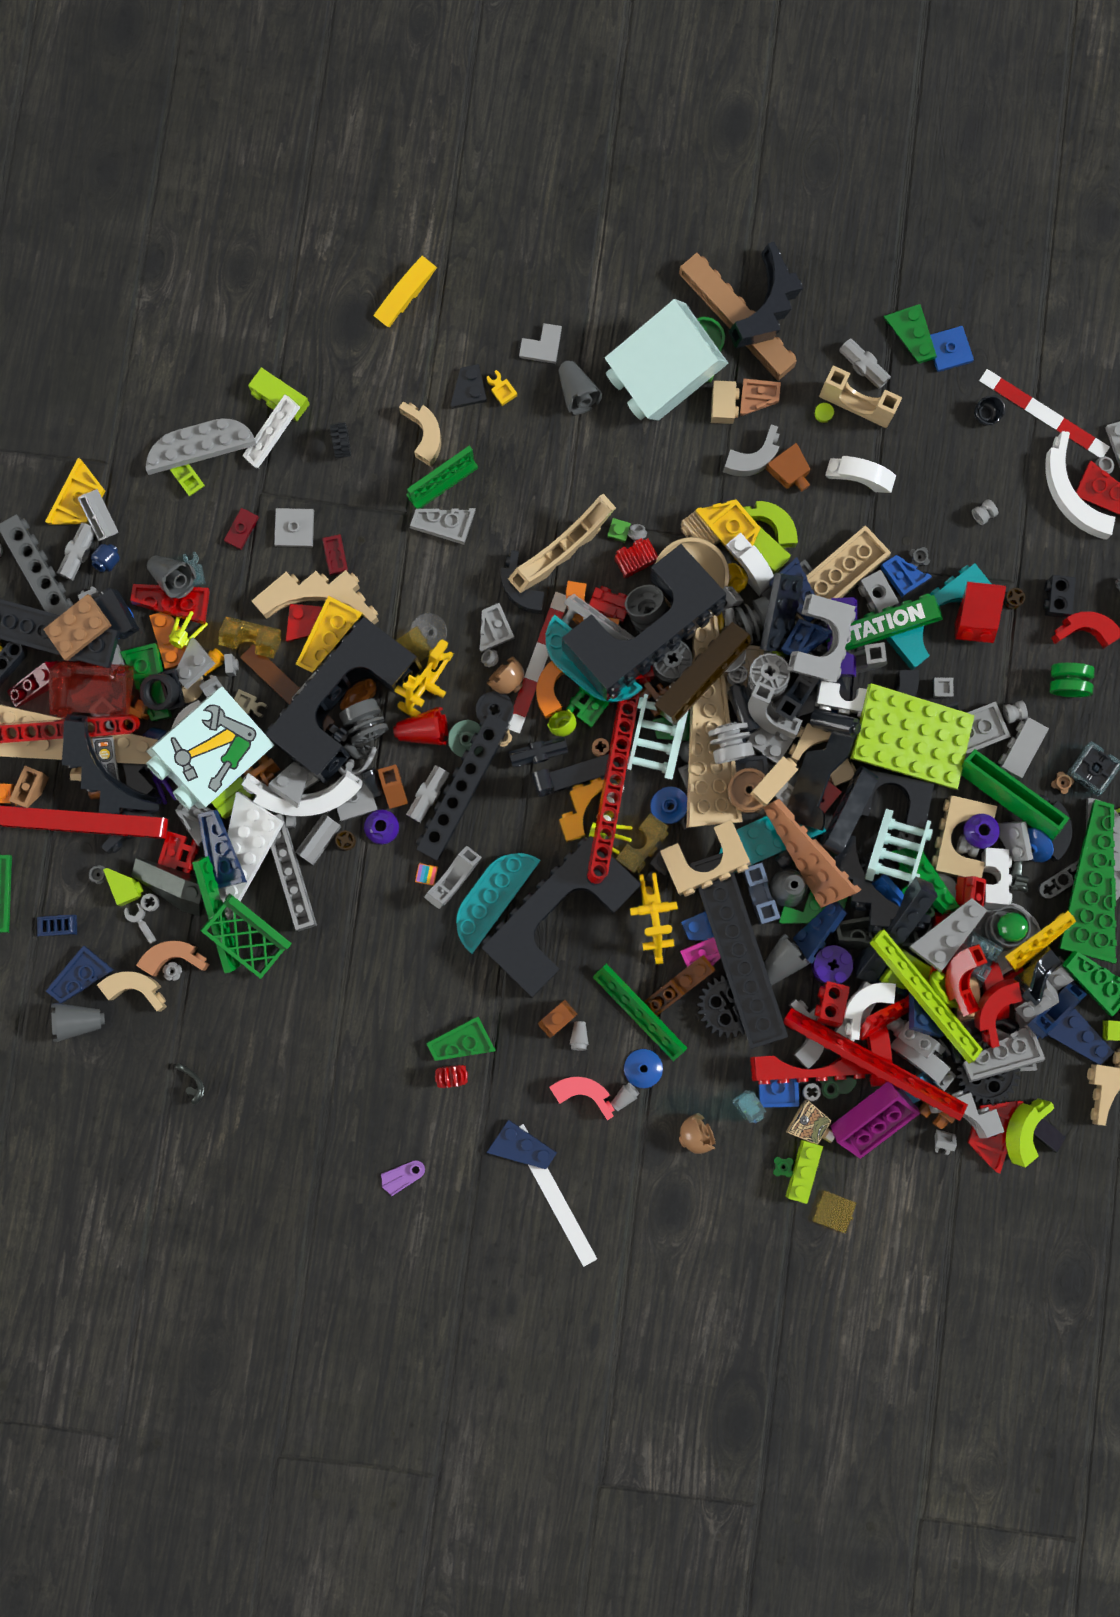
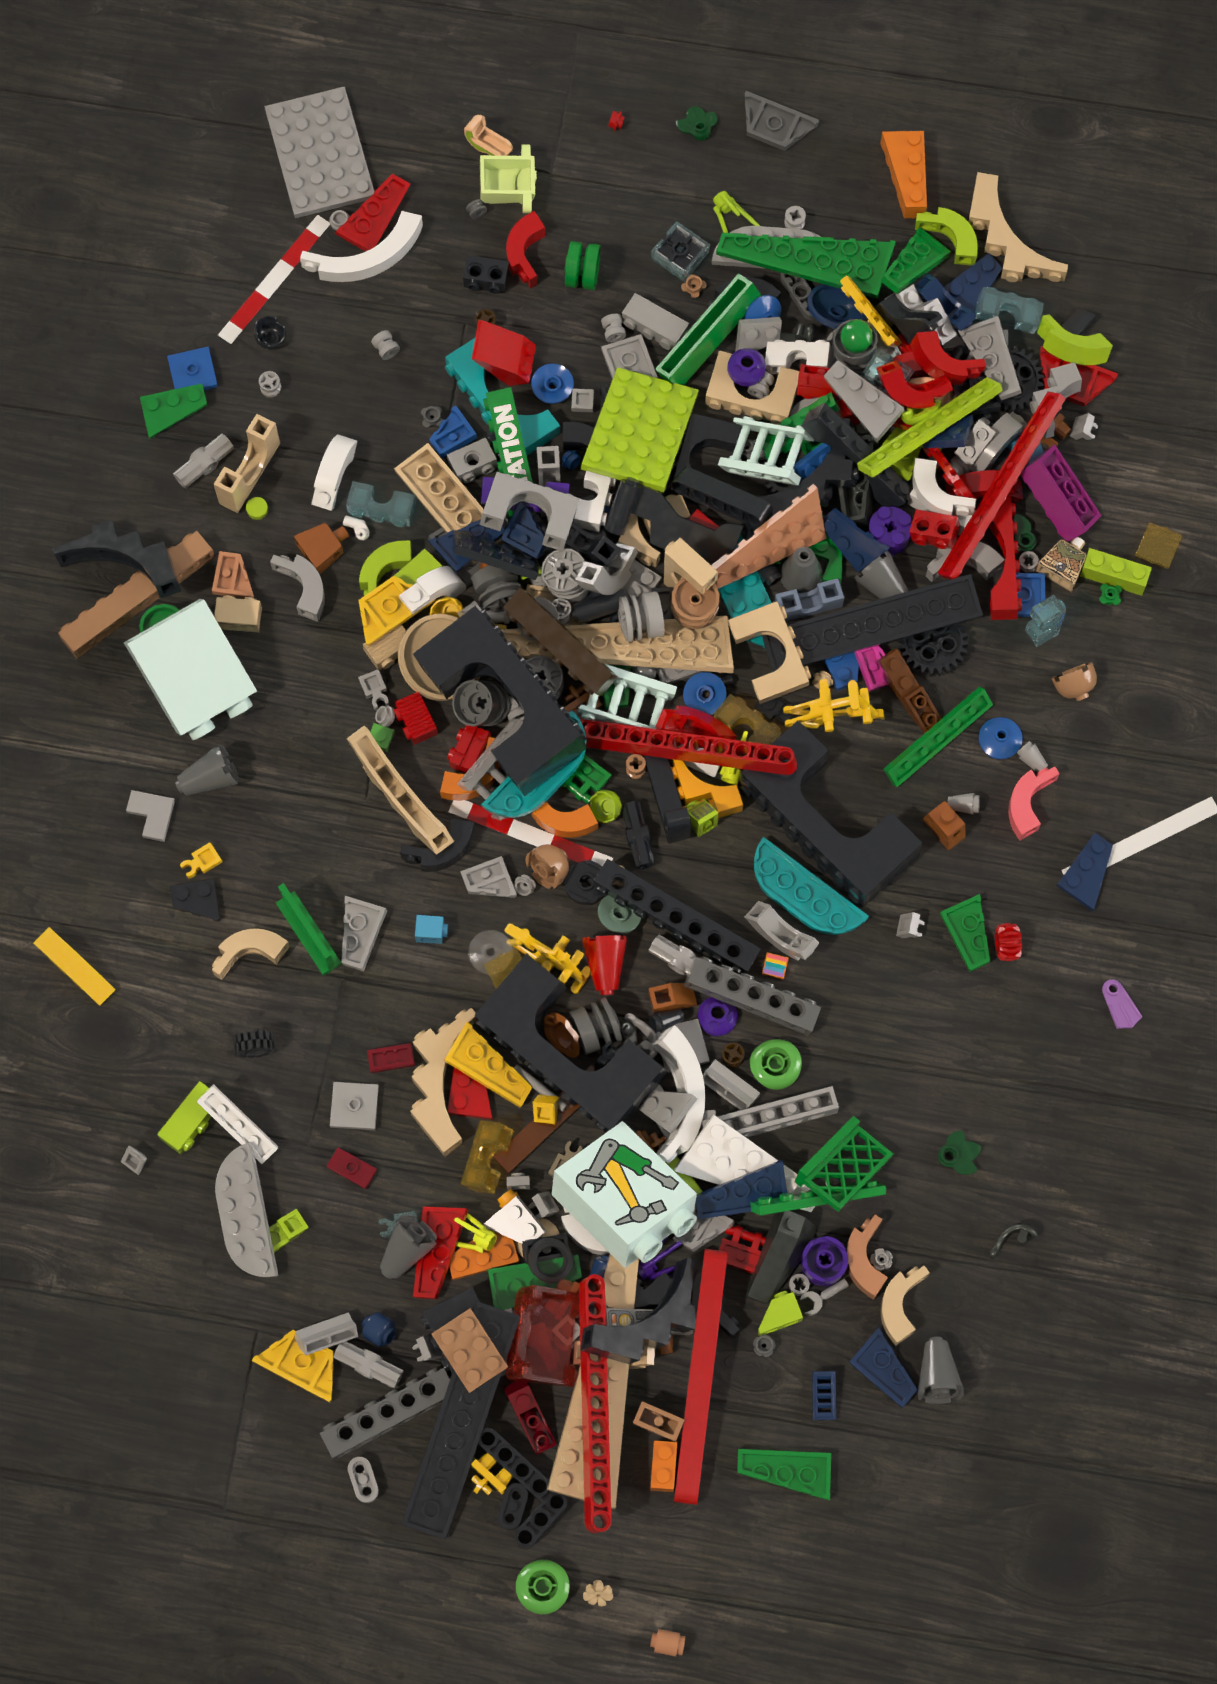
camera: 85 degrees left, 10 degrees down
(155, 922) = (819, 1249): none -> dark purple brick
(244, 353) = (134, 1159): none -> light grey slope
(265, 1040) = (963, 1153): none -> dark green plate
(292, 683) = (545, 1109): none -> yellow slope
(337, 876) = (776, 1063): none -> bright green hat
(375, 899) = (698, 981): none -> dark grey brick
(447, 581) = (430, 929): none -> dark azure brick
(465, 988) = (908, 925): none -> light grey tile
(556, 805) = (702, 816): none -> lime slope
(640, 799) = (693, 721): none -> red arch
(663, 520) = (374, 687): none -> light grey plate
(688, 908) = (819, 676): none -> tan plate
(812, 500) = (359, 526): none -> white arm
(834, 500) = (397, 511): none -> clear light blue arch
(885, 679) = (570, 460): none -> blue plate
(944, 411) = (269, 379): none -> light grey wheel
(965, 656) = (552, 375): none -> blue dish
(1045, 905) = (832, 306): none -> dark blue dish
(1057, 1087) = (1025, 310): none -> clear light blue arch

